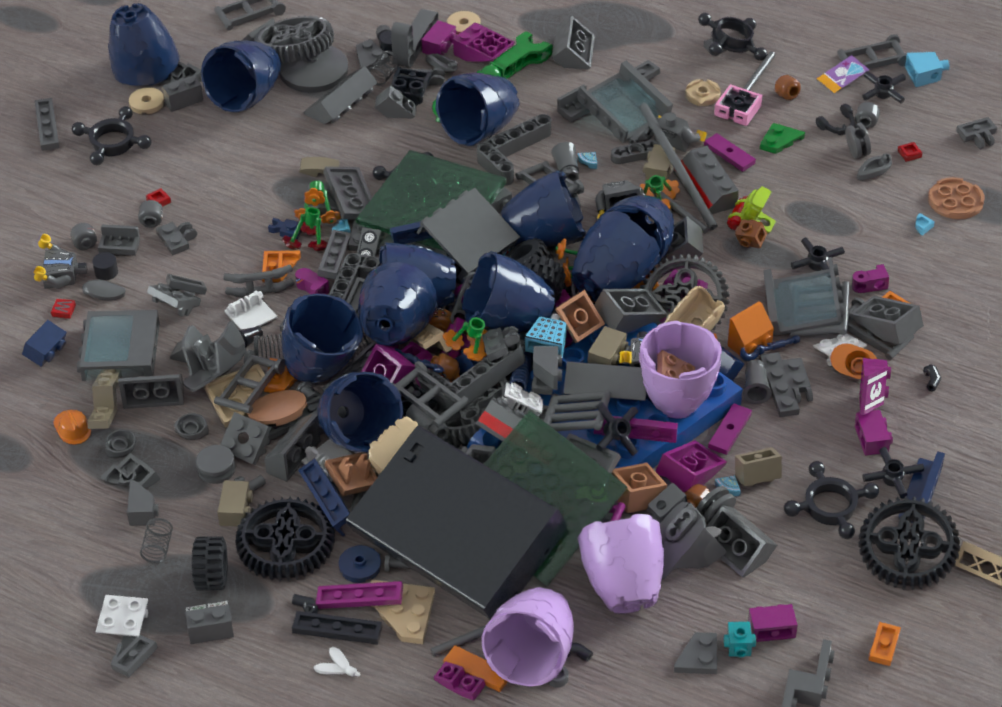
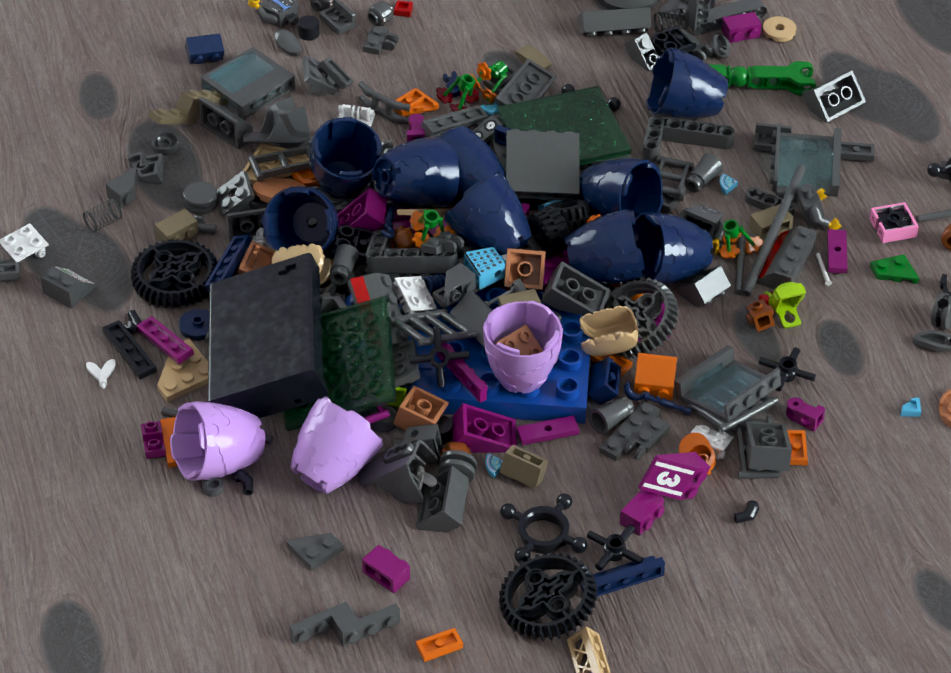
camera: 45 degrees right, 0 degrees up
(63, 308) = (250, 37): red tile -> none
(72, 427) = (154, 105): orange piece -> none
(191, 426) = (218, 164): dark grey hat -> none
(209, 563) = (104, 249): black tyre -> none
(422, 371) = (374, 226): dark grey piece -> none
(480, 44) = (762, 48): magenta slope -> none
(590, 334) = (517, 286): none -> hinge
(694, 94) = (876, 194): tan tile -> none
(739, 639) = (347, 558): teal brick -> none
(740, 174) = (824, 272): none -> white piece

